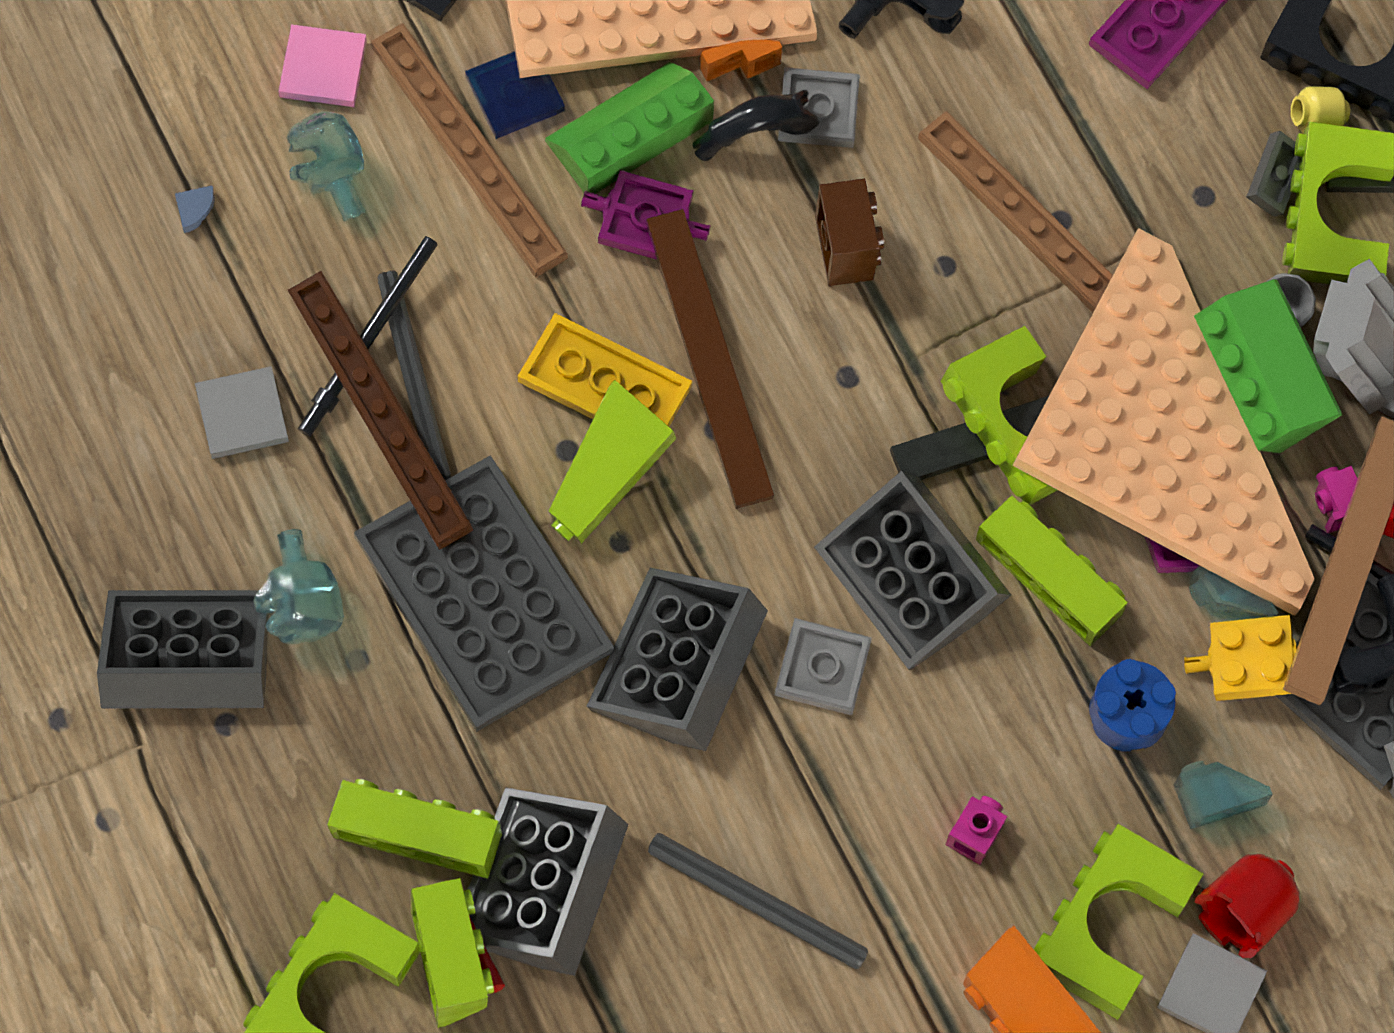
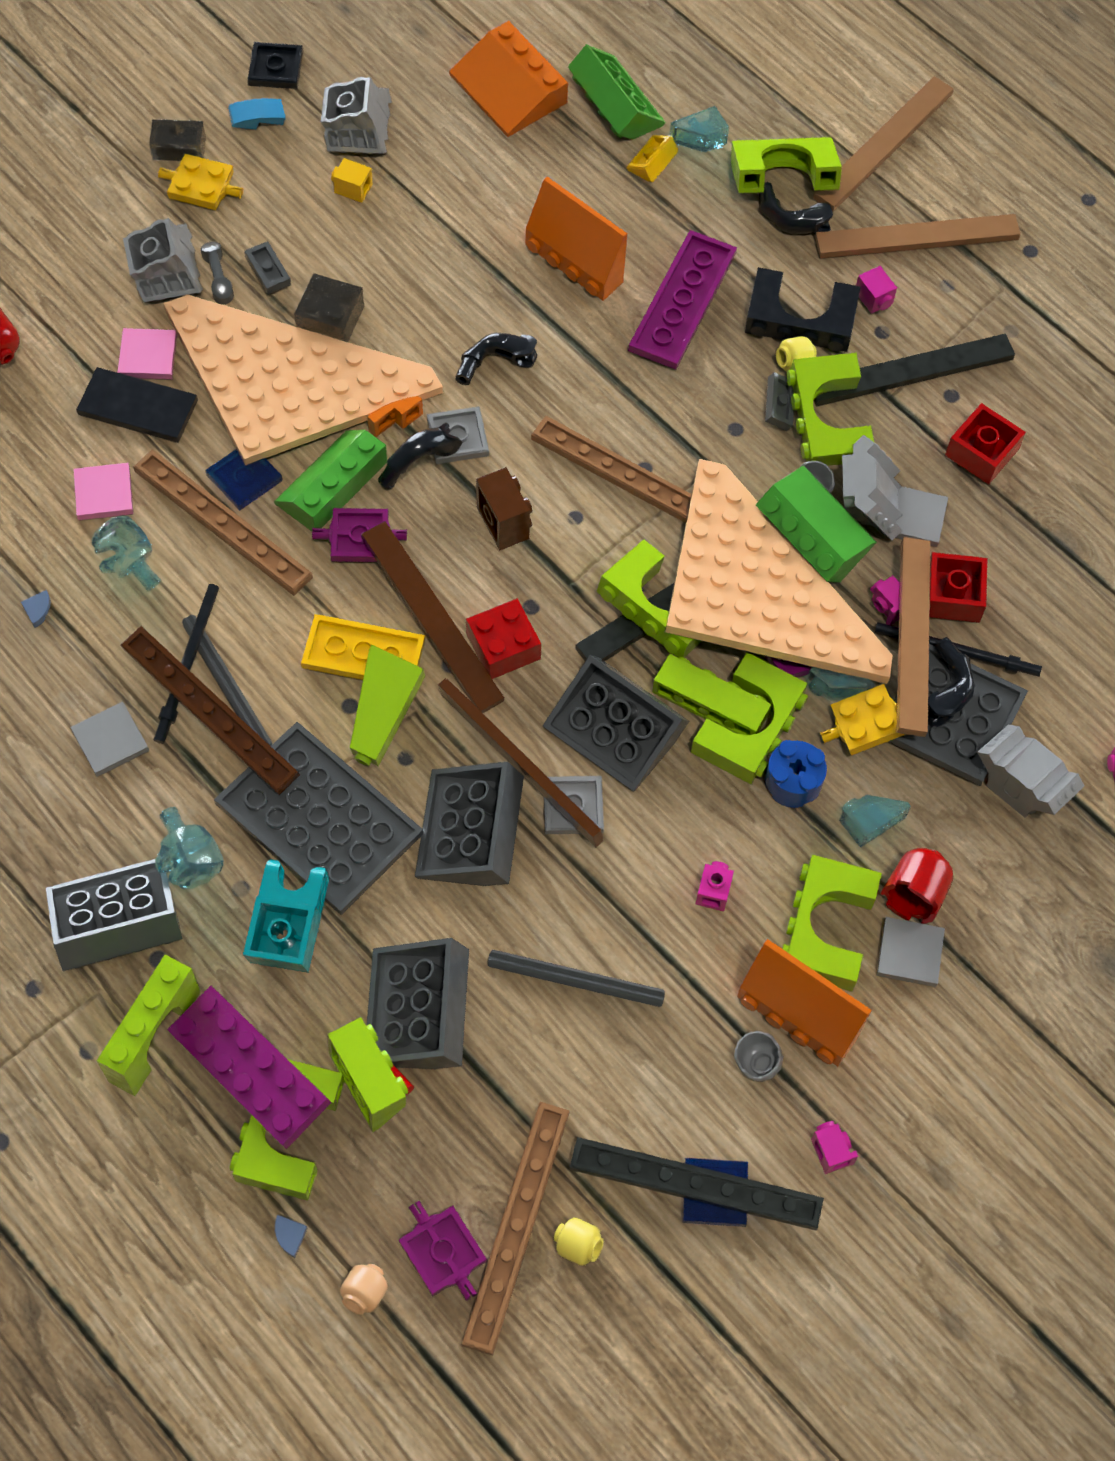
camera: 15 degrees left, 5 degrees down
(150, 841) = (125, 1055): none -> lime arch
(302, 900) = (249, 1067): none -> magenta plate
(401, 706) = (287, 910): none -> teal brick
(415, 827) = (316, 993): lime brick -> none
(769, 592) = (521, 763): none -> reddish brown tile
(796, 414) = (503, 638): none -> red brick
(1075, 661) = (747, 754): none -> lime arch

